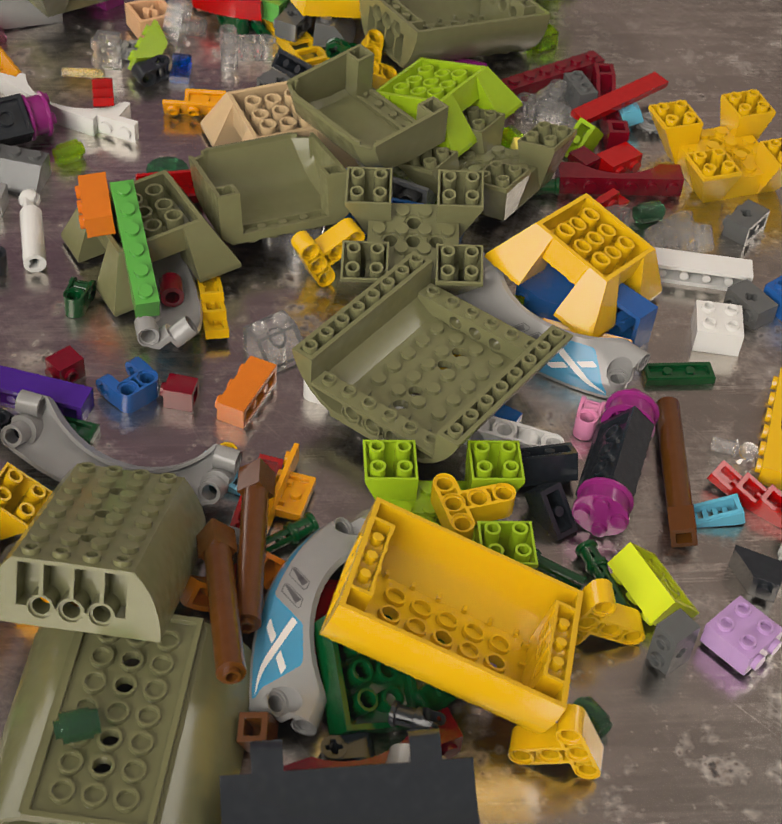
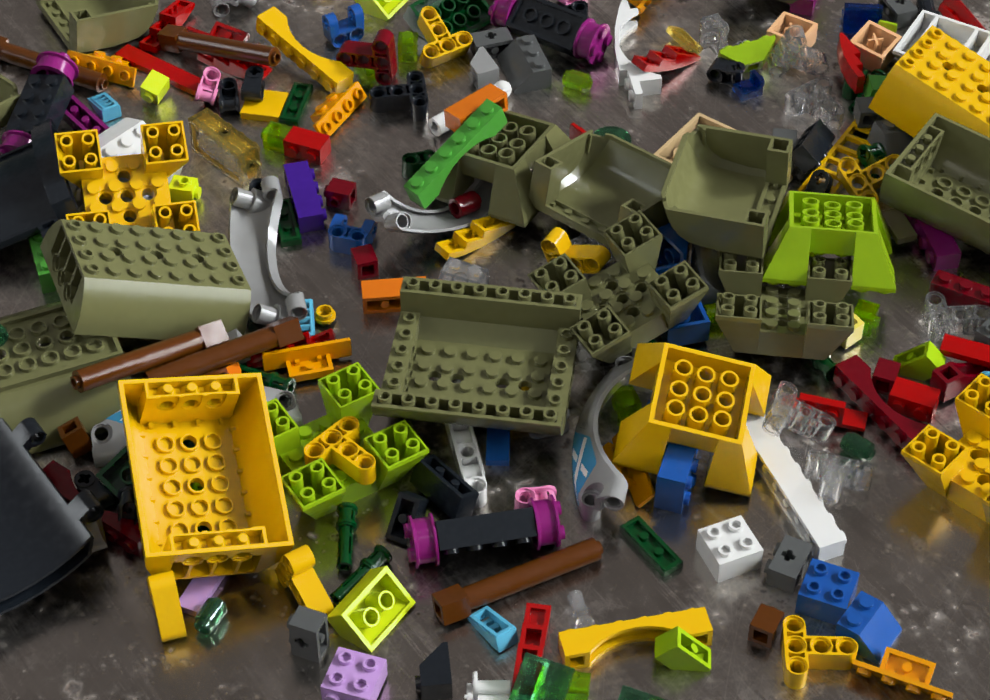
camera: 65 degrees right, 0 degrees up
(195, 103) = (714, 110): light orange bracket -> none
(745, 222) = (915, 522): dark grey brick -> none

